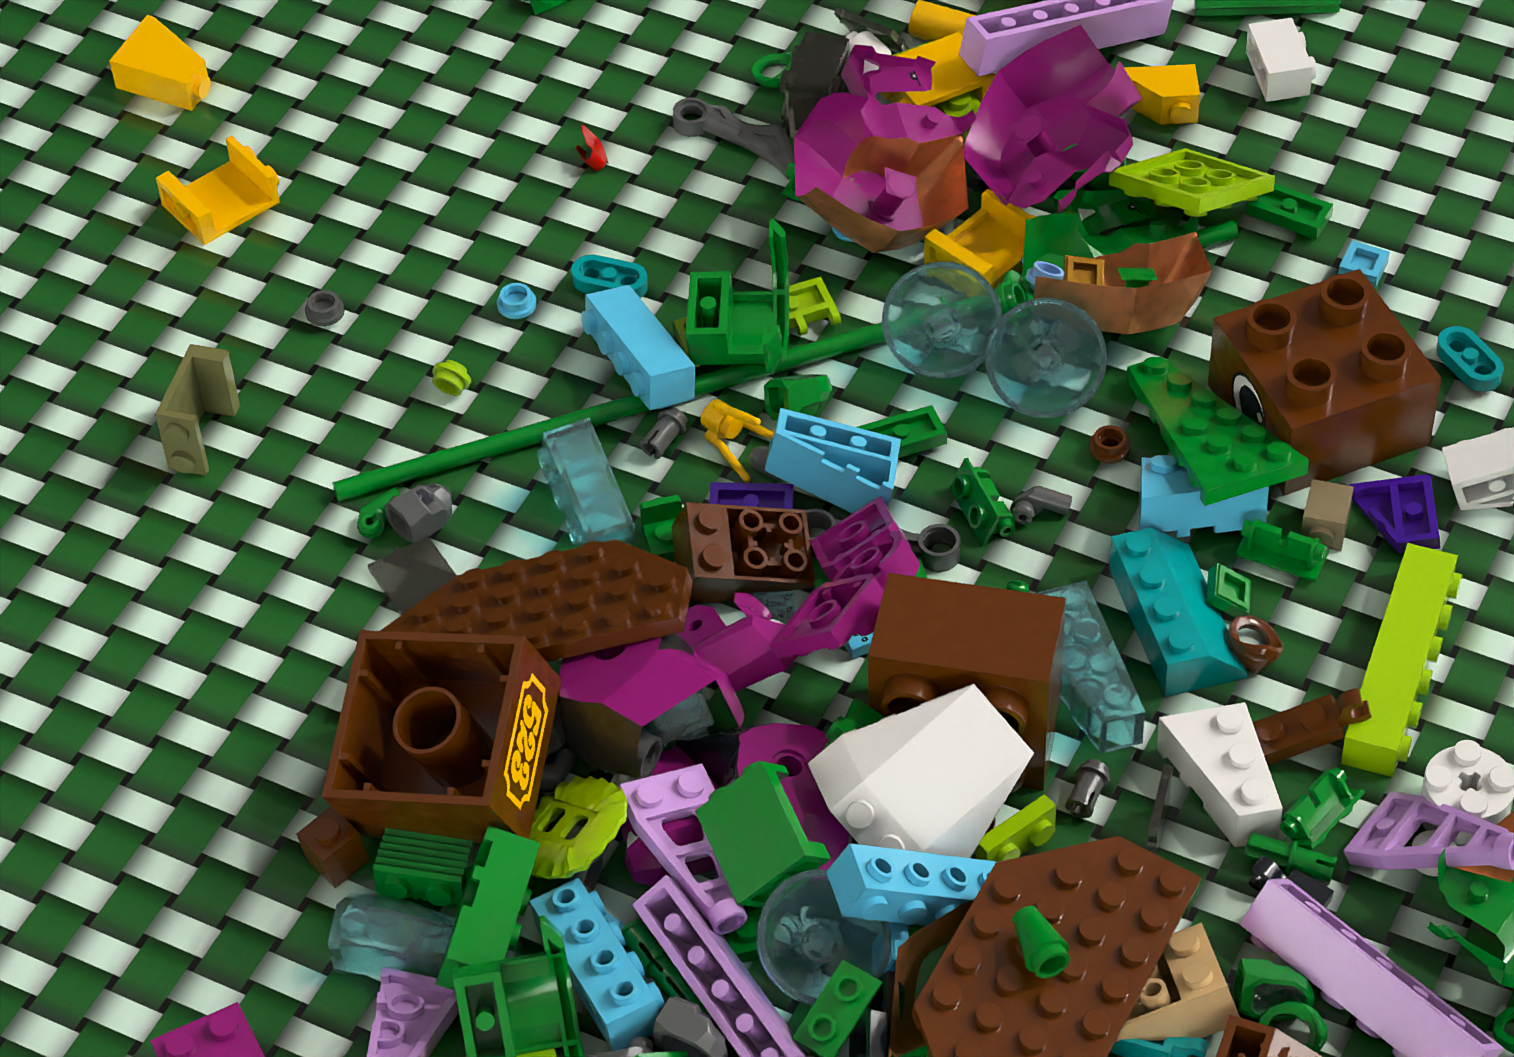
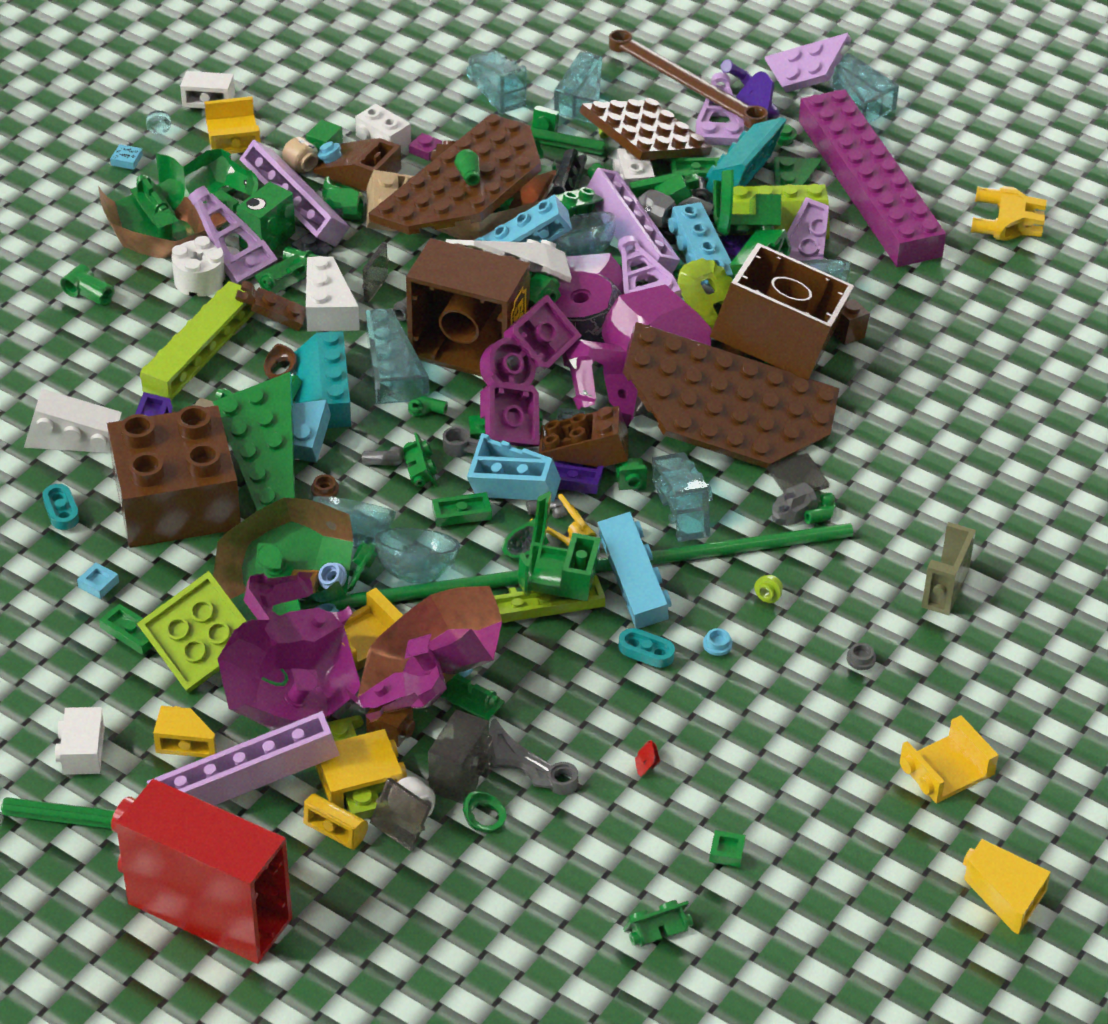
camera: 175 degrees left, 5 degrees down
(486, 63) = (727, 848): none -> green plate
(758, 834) = (608, 252): green panel -> none
(1390, 890) = (269, 215): none -> green brick

